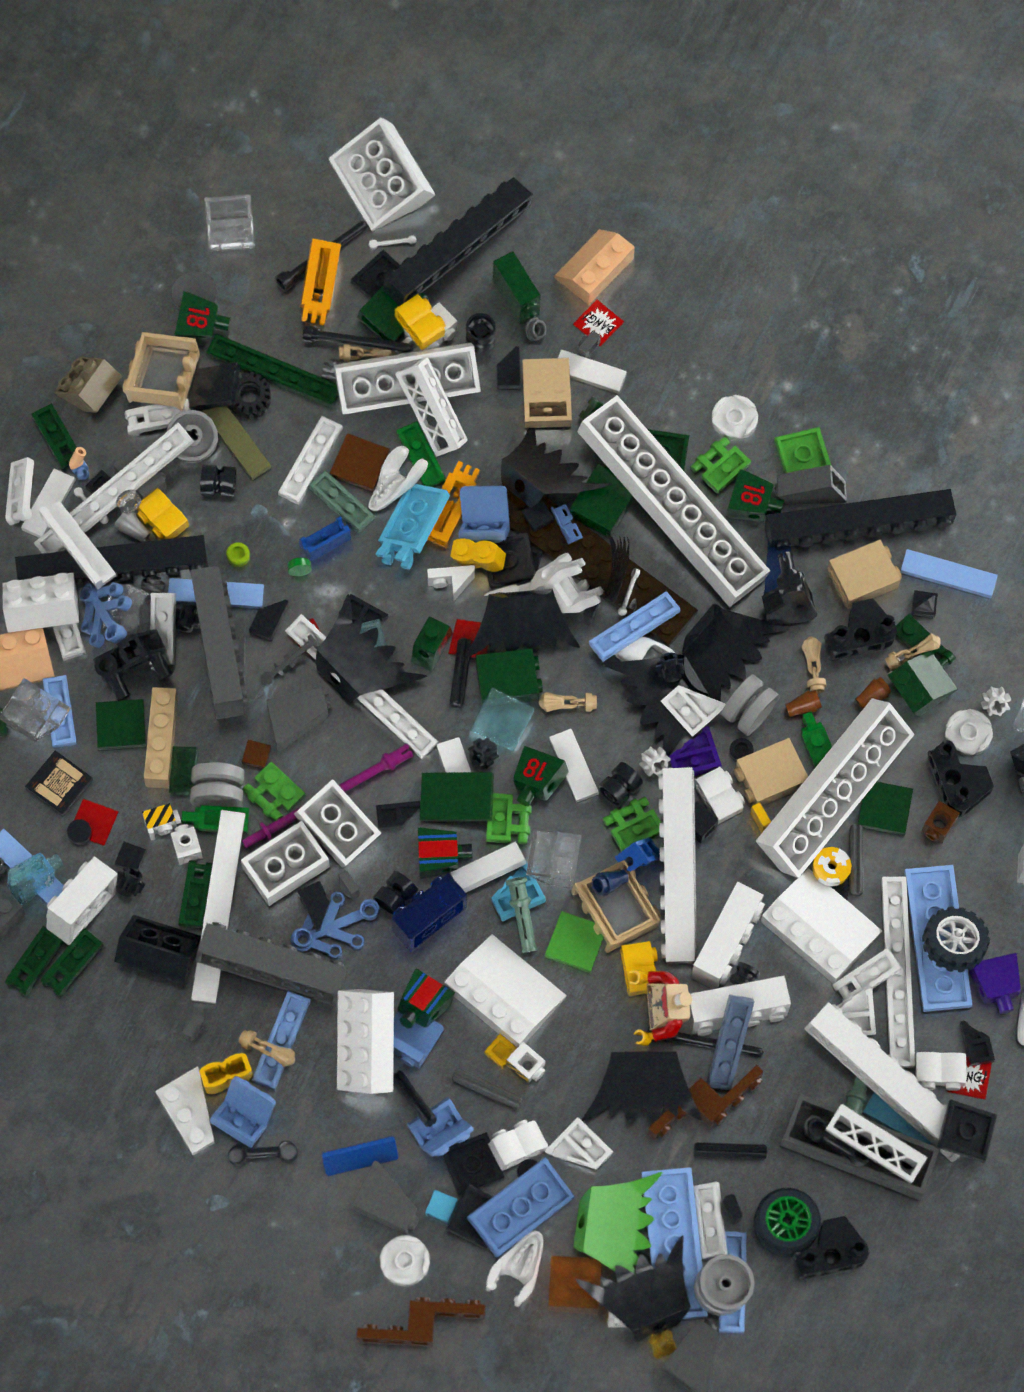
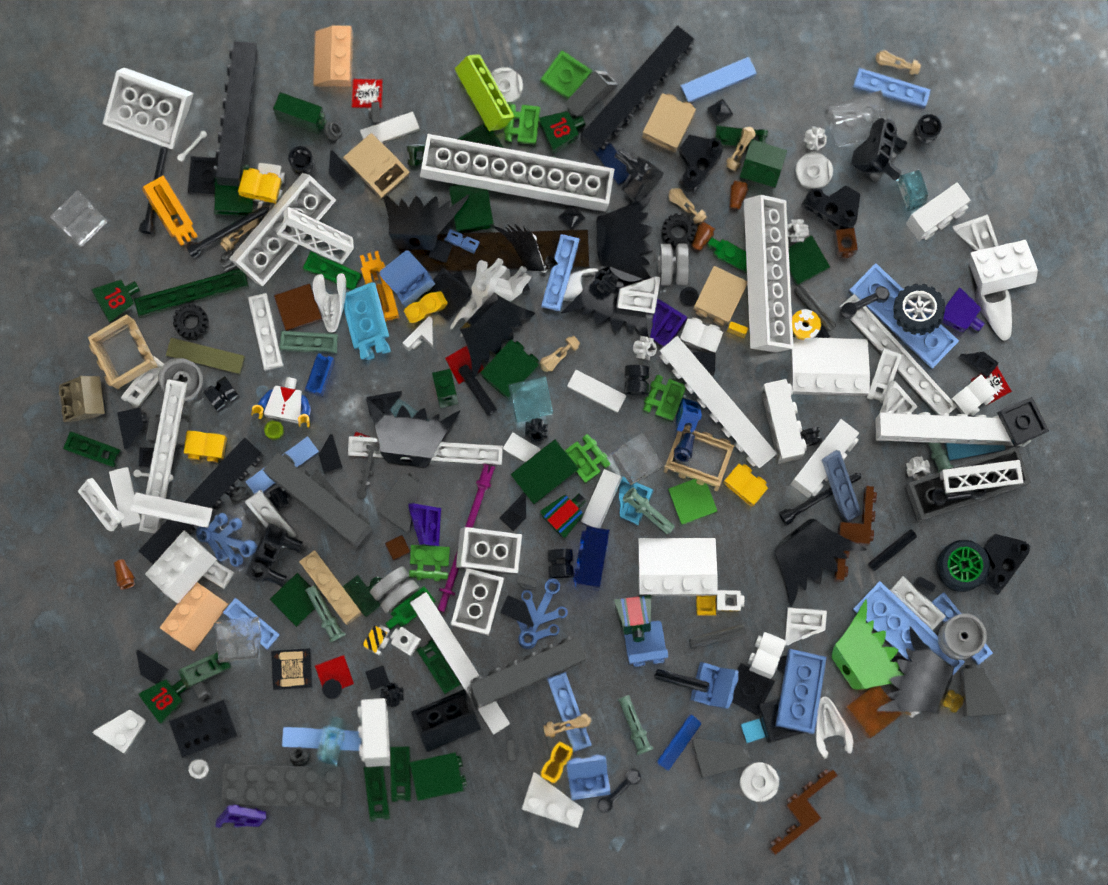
camera: 40 degrees left, 10 degrees up
(78, 465) = (122, 456): arm -> none
(104, 993) = (438, 776): none -> dark green brick
(110, 445) = (132, 426): none -> black slope
(128, 501) = (178, 455): clear tile -> none
(129, 768) = (332, 621): none -> sand green pin
(132, 526) = (192, 467): light grey cone -> none
(214, 386) = (165, 334): black tile -> none
(267, 537) = (284, 404): none -> torso
(299, 566) = (319, 406): green tile -> none
(302, 752) = (426, 523): none -> dark purple wing
(326, 1115) = (638, 734): none -> sand green pin
(365, 1041) = (626, 672): white brick -> none
(538, 775) = (582, 416): dark green torso -> none
(667, 1005) = (785, 495): torso -> none
(692, 587) = (571, 217): none -> black tile
(708, 405) = (484, 92): none -> lime brick
(794, 671) = (678, 220): none -> black tyre
(824, 1091) = (918, 468): none -> white gear
(901, 772) = (797, 230): none -> white gear
(930, 897) = (849, 309): none -> black bar

